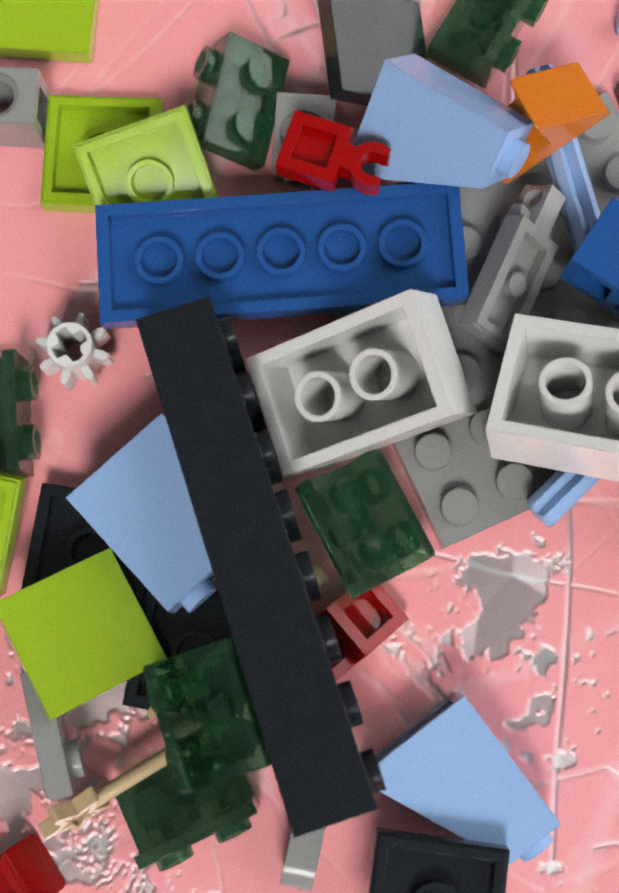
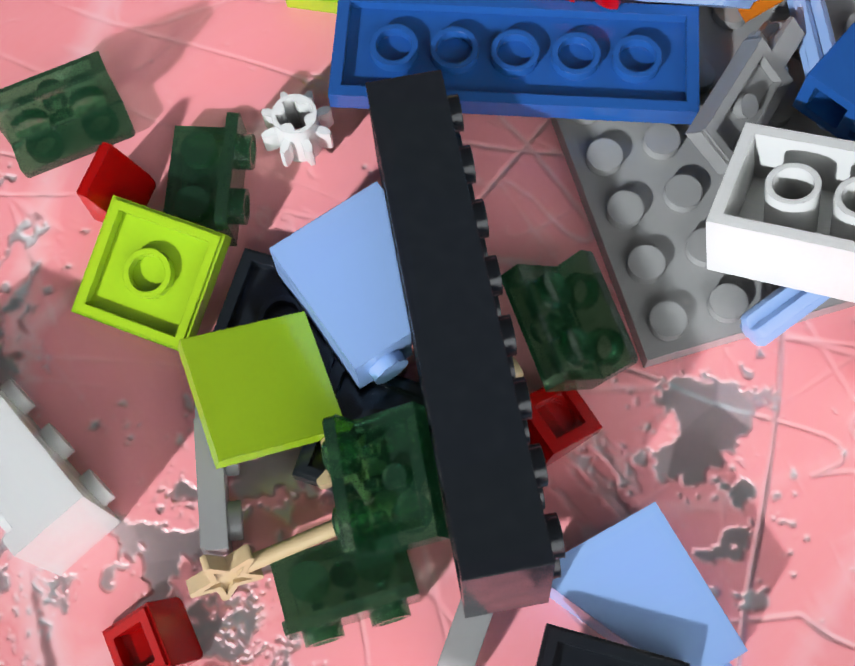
camera: 10 degrees right, 10 degrees down
(360, 383) = (582, 177): white brick -> none

